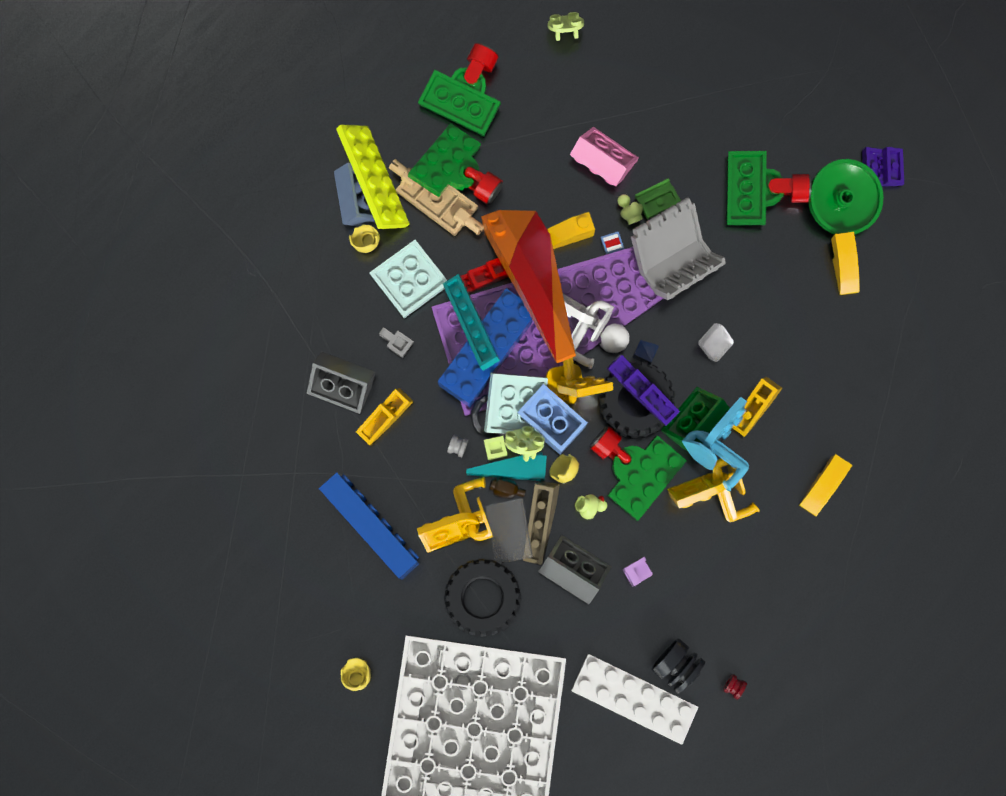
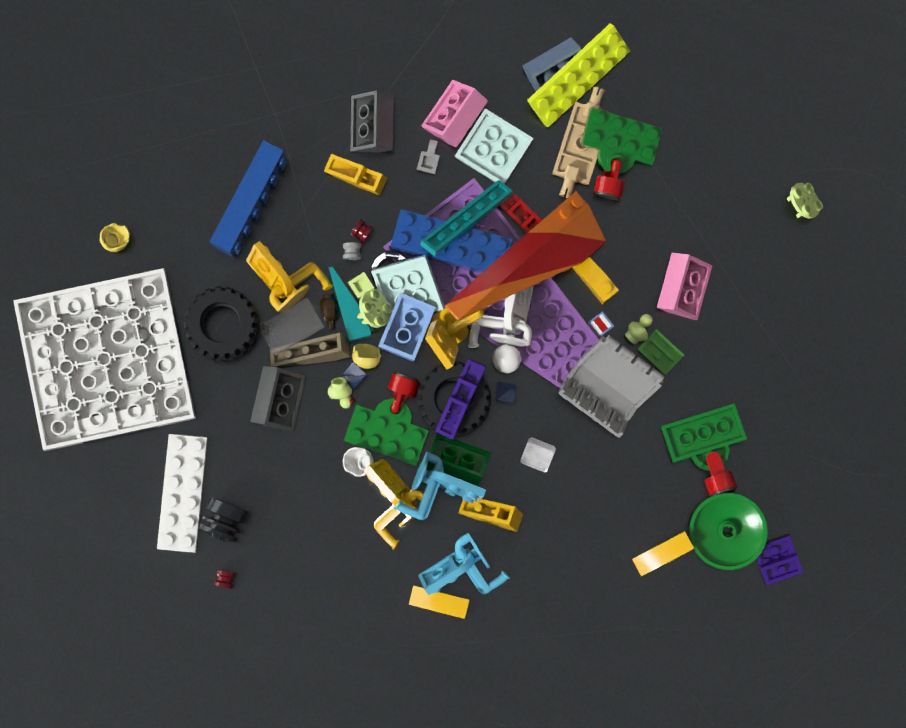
camera: 75 degrees right, 5 degrees up
(362, 302) = (454, 113): none -> bright pink slope
(364, 238) = (516, 91): light yellow hair -> none
(442, 429) = (362, 231): none -> dark red wheel
(463, 95) = (695, 129): green plate -> none
(578, 487) = (354, 375): none -> dark blue slope
(637, 572) = (296, 456): lavender panel -> none
(664, 513) = (357, 460): none -> white hair
(798, 455) = (456, 564): none -> medium azure plate

